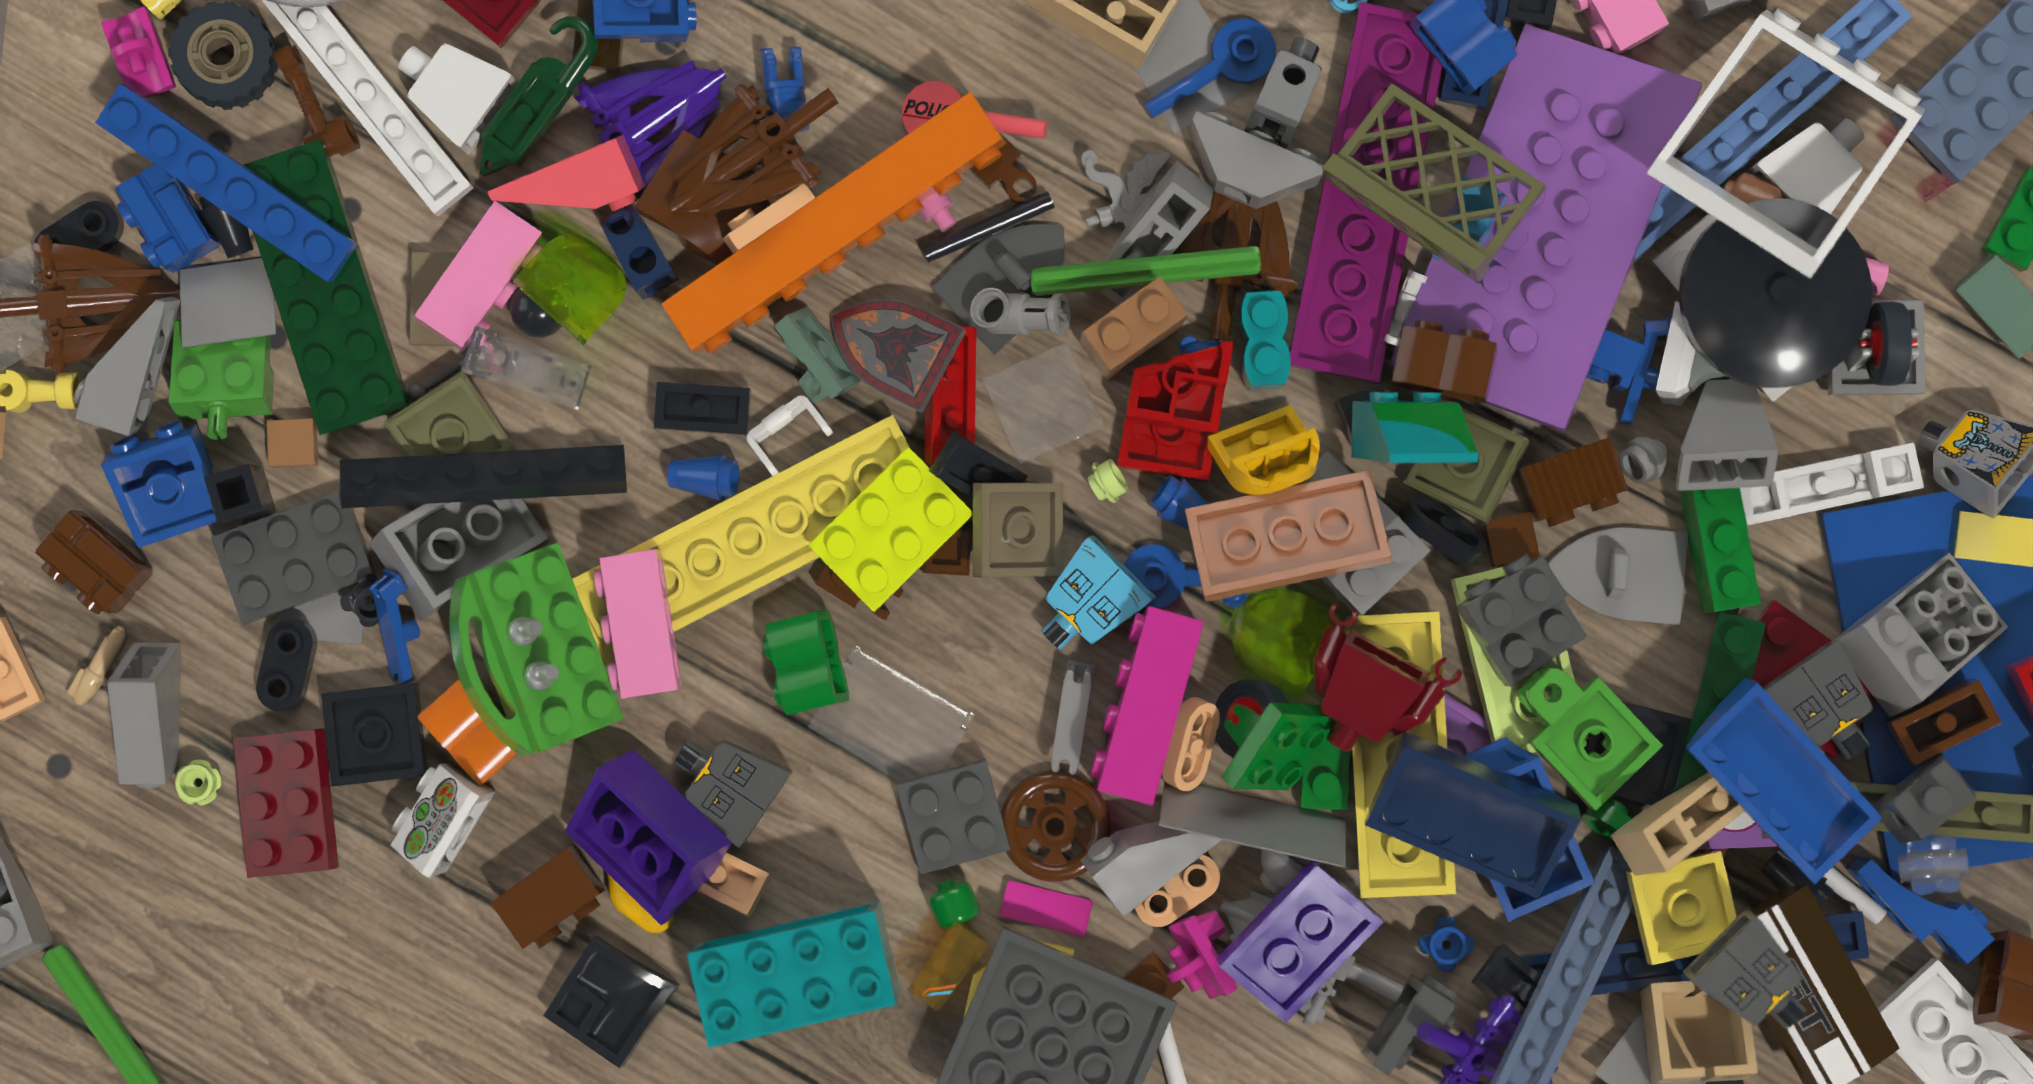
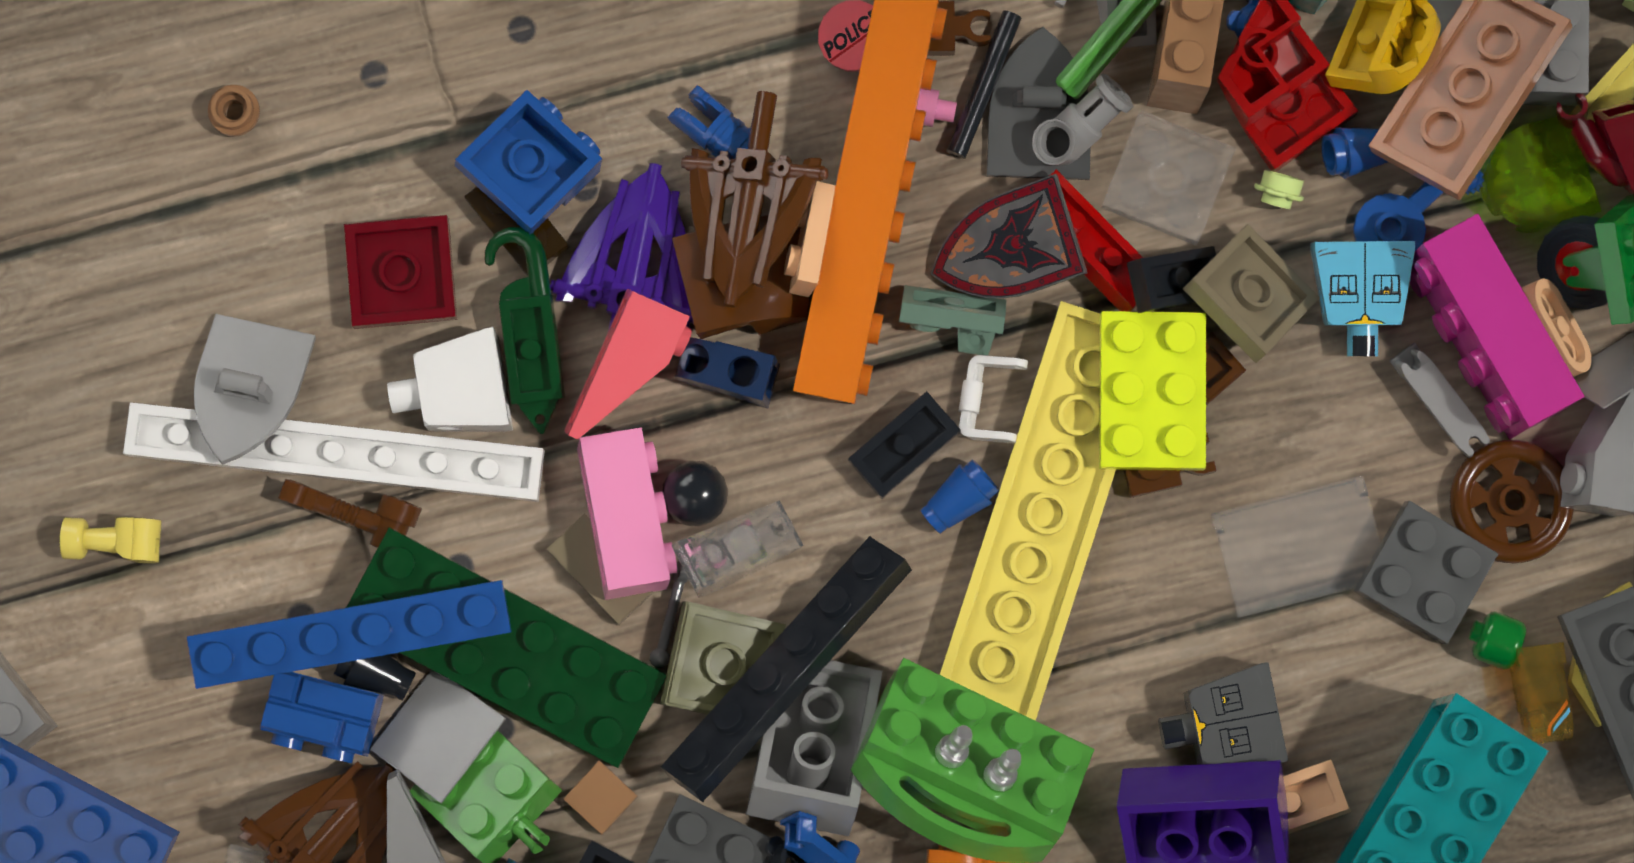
camera: 40 degrees left, 5 degrees down
(75, 229) = (255, 800): black plate -> none
(139, 53) = (170, 603): dark pink hips -> none
(203, 35) = (216, 517): black wheel -> none
(574, 284) = (709, 444): clear neon green slope -> none
(638, 624) = (1031, 661): bright pink brick -> none
(806, 662) = (1190, 564): green brick -> none
(1046, 908) = (1571, 573): dark pink sticker -> none

